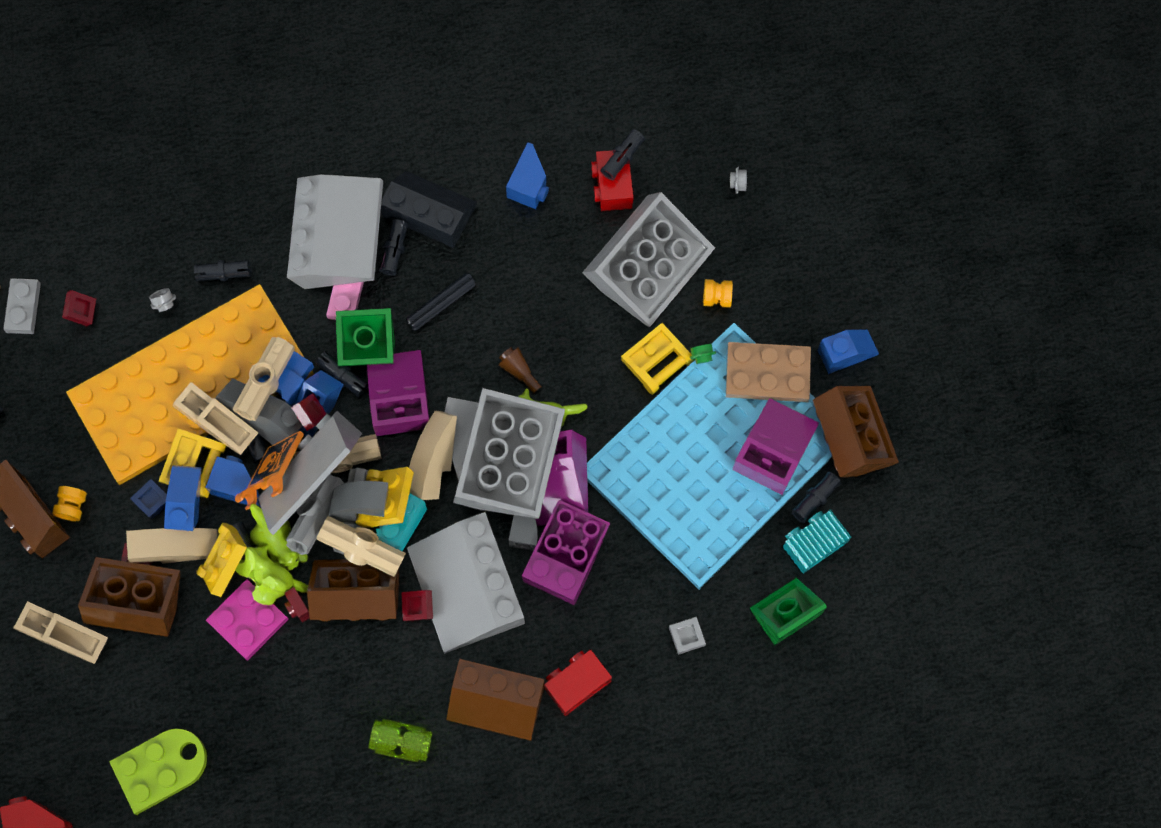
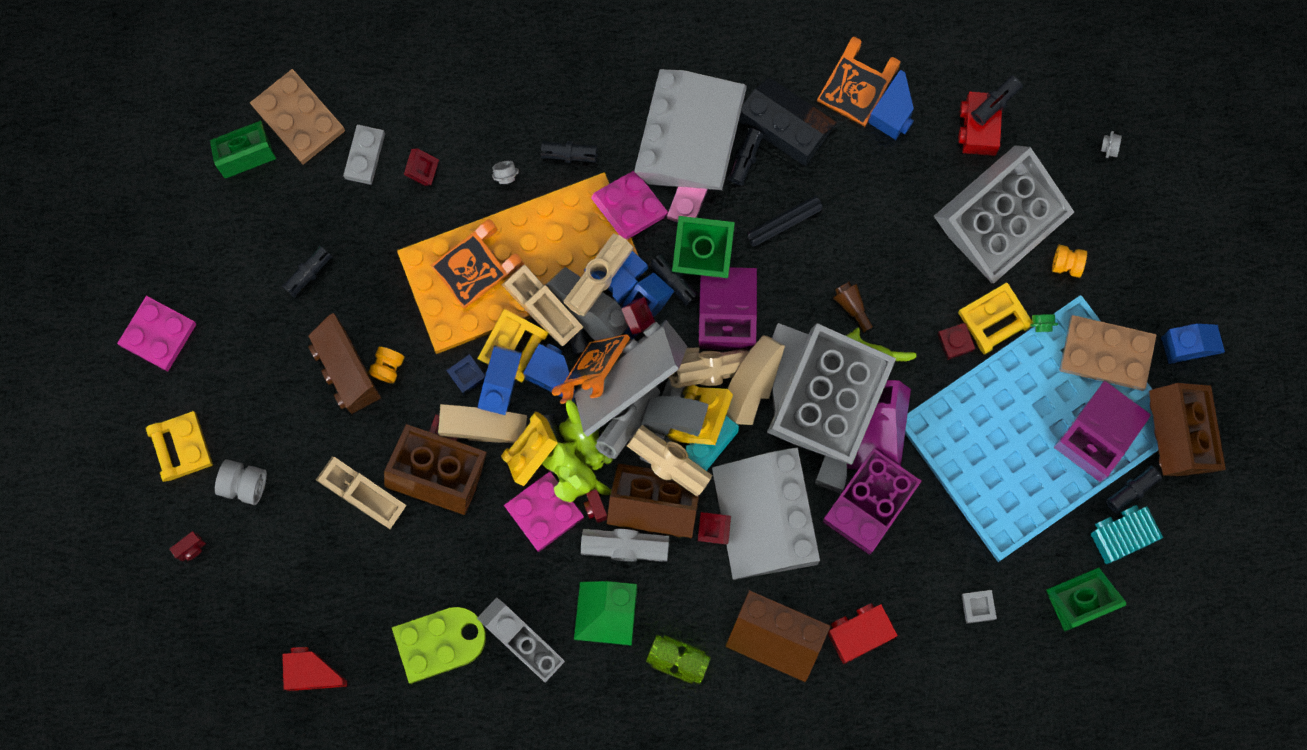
camera: 15 degrees right, 5 degrees up
(141, 395) = (471, 268): none -> flag
(241, 750) = (520, 639): none -> light grey slope
(288, 310) = (629, 205): none -> dark pink plate
(323, 707) = (606, 612): none -> green slope
(331, 637) = (624, 545): none -> light grey piece
(384, 452) = (708, 368): none -> tan piece
(488, 165) = (856, 87): none -> flag
(623, 386) = (956, 341): none -> dark red plate

